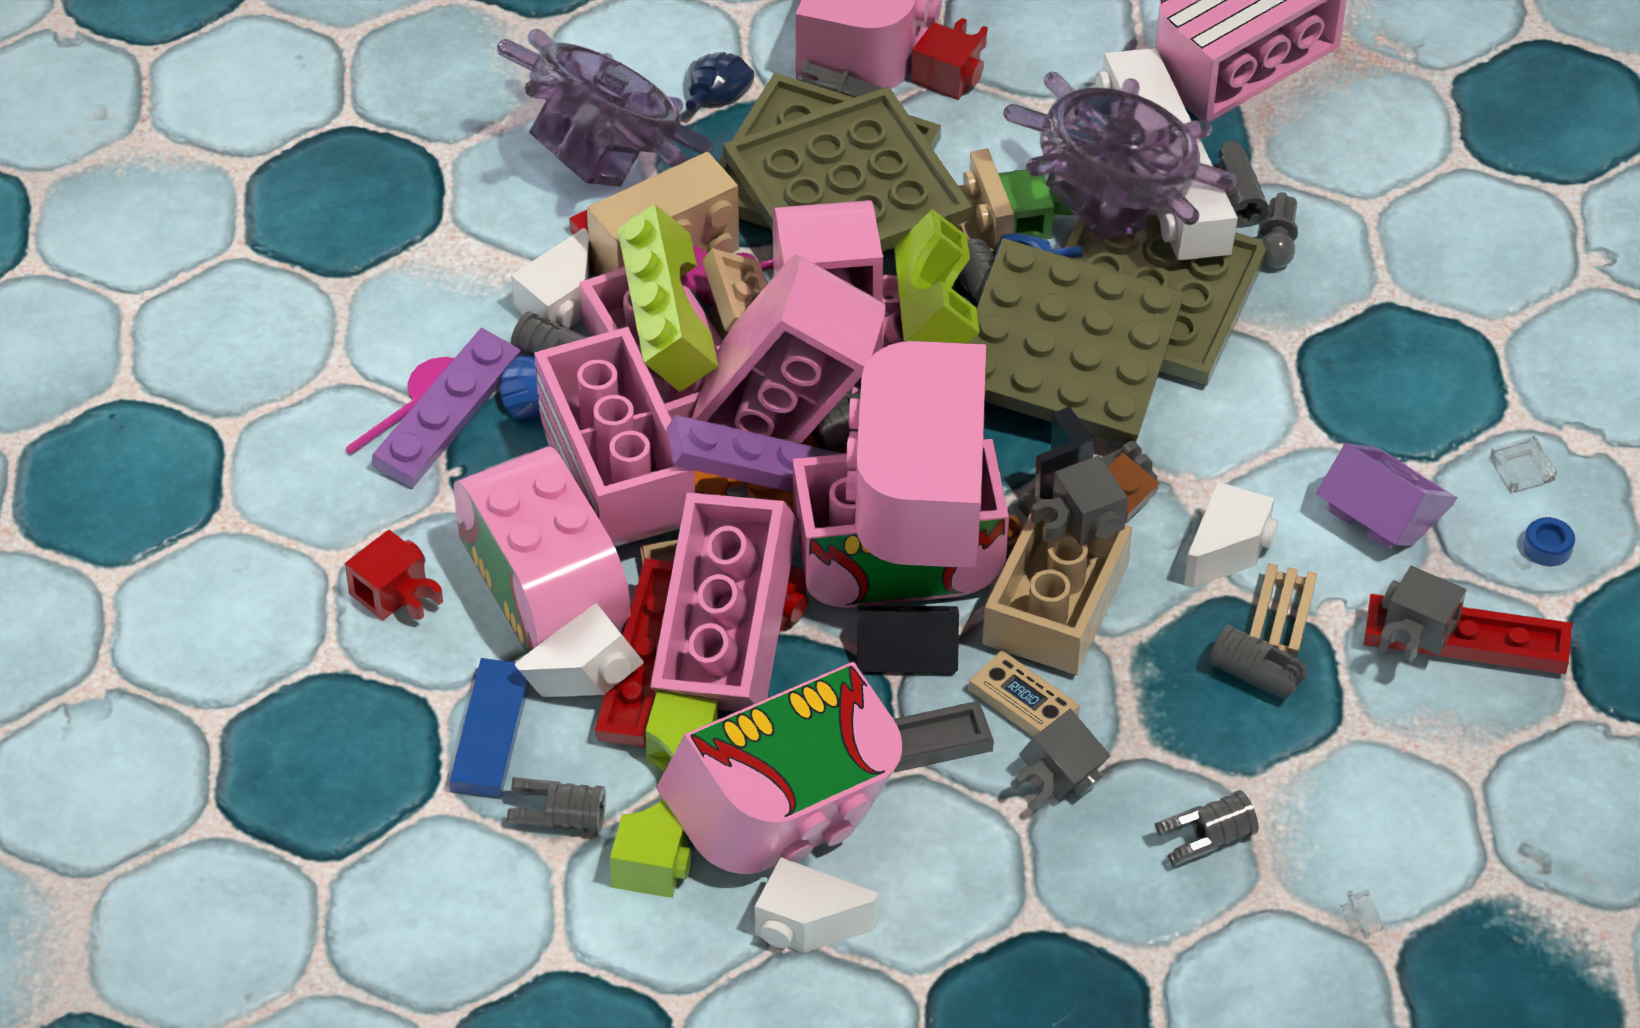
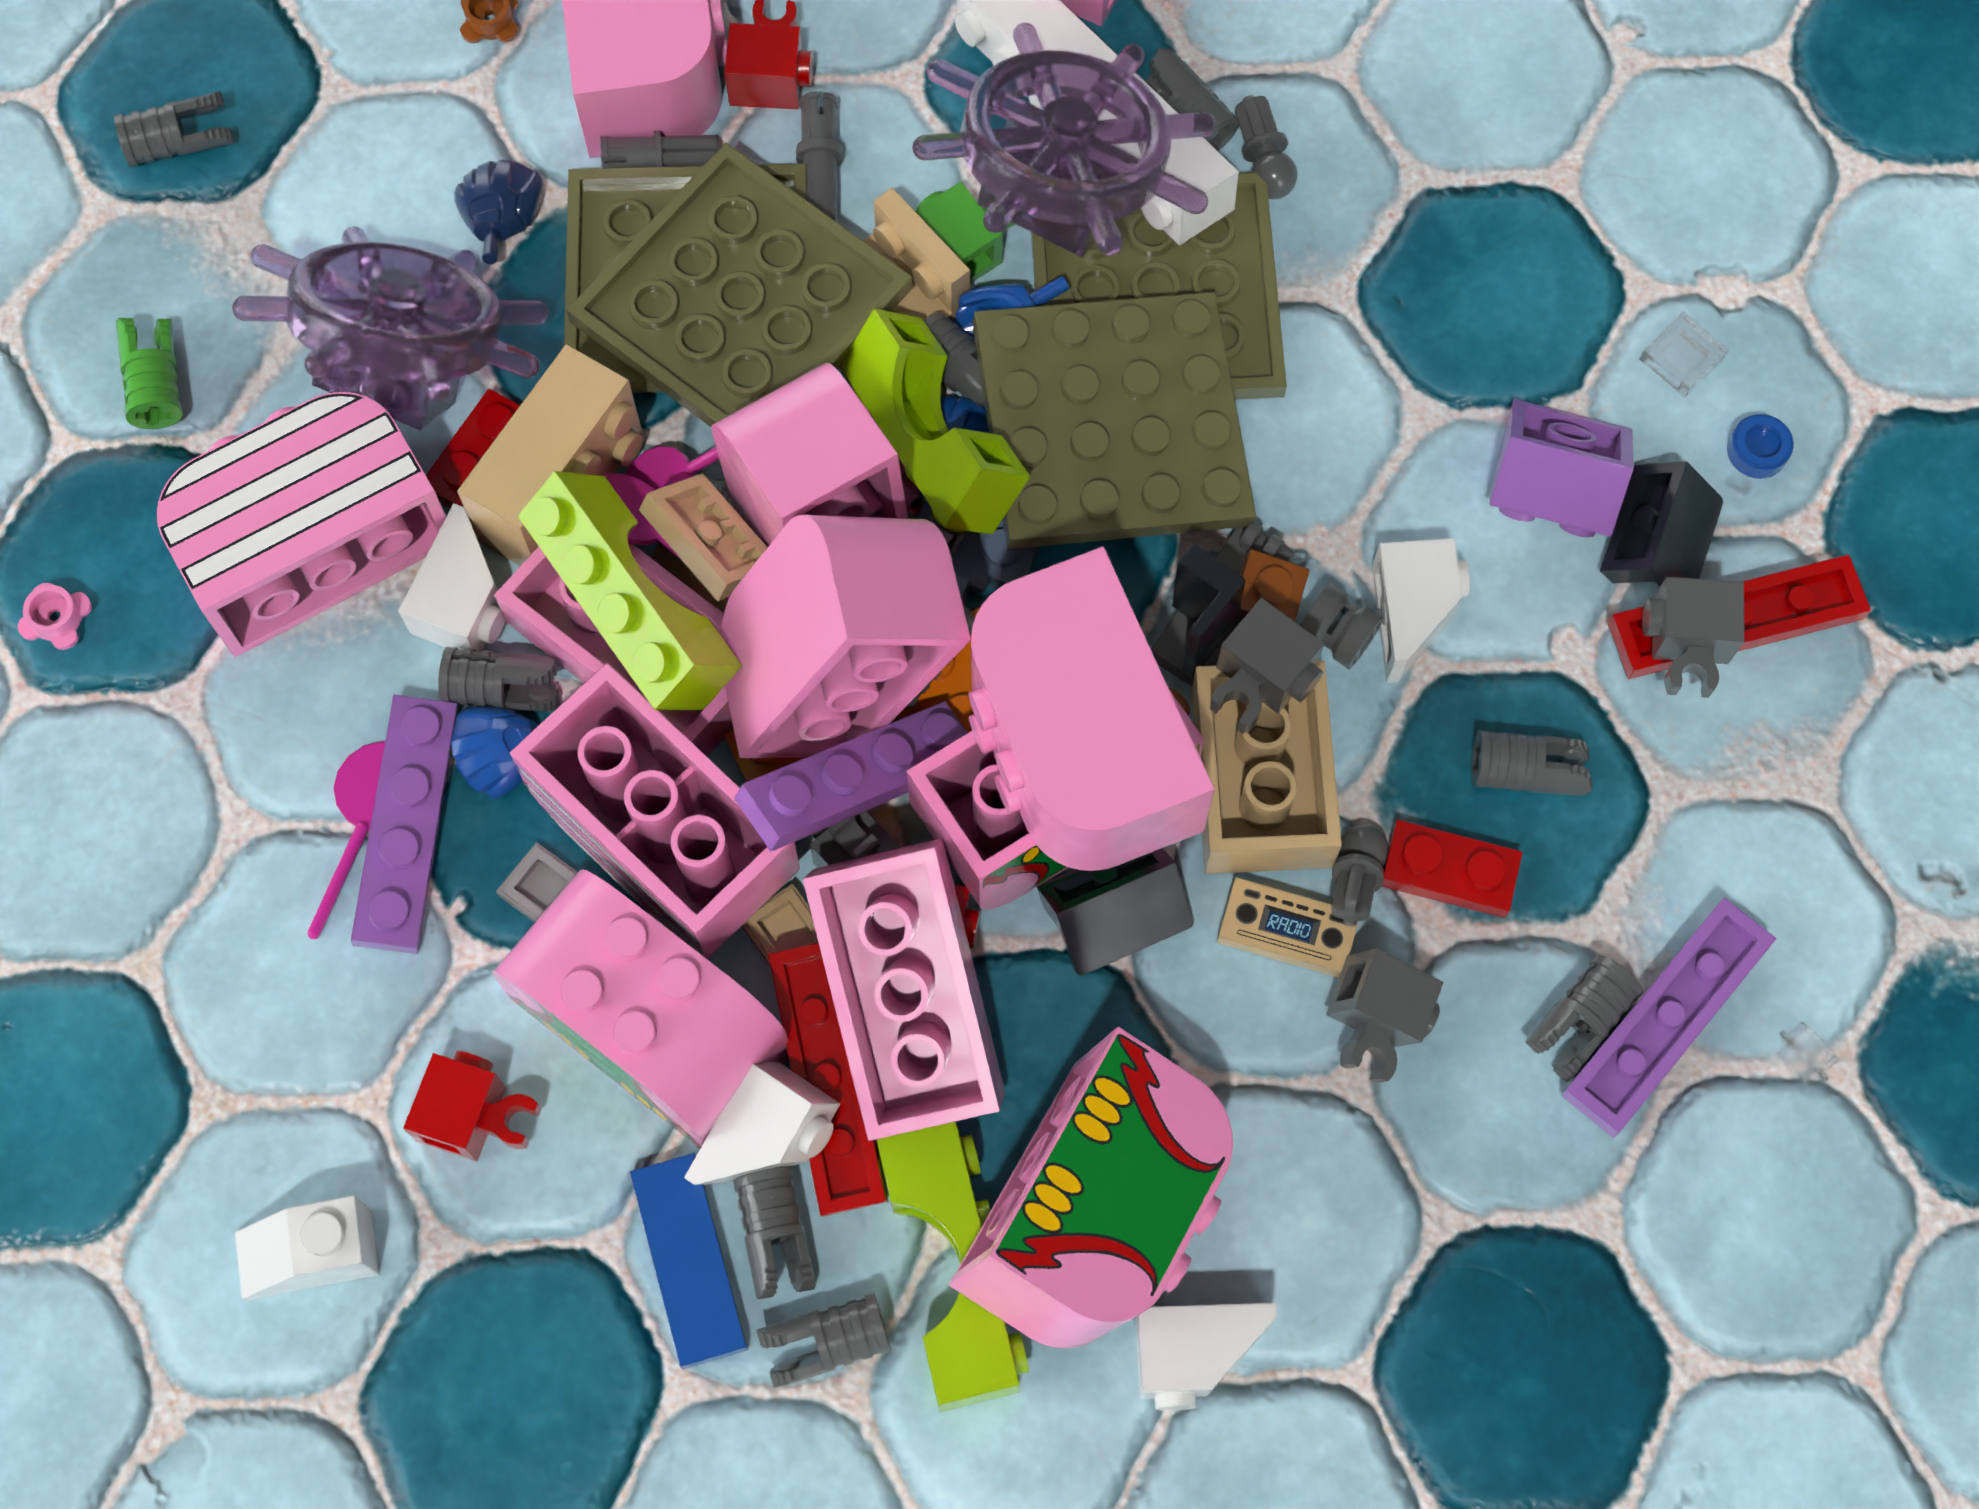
camera: 25 degrees left, 20 degrees up
(245, 616) = (307, 1248): none -> white slope
(284, 206) = (42, 603): none -> bright pink plate
(424, 95) = (149, 376): none -> bright green hinge
(474, 198) = (297, 516): none -> bright pink brick
(559, 724) = (769, 1220): none -> dark grey hinge
(943, 735) = (1218, 1022): dark grey tile -> none
(957, 123) = (820, 151): none -> dark grey pin
(1093, 680) = (1358, 873): none -> dark grey axle
(1161, 525) = (1352, 633): none -> dark grey wheel
(1163, 708) = (1451, 868): none -> red plate
(1270, 852) = (1668, 1017): none -> medium lavender plate
(1289, 582) = (1508, 626): tan tile -> none
(1451, 550) = (1662, 525): none -> black panel

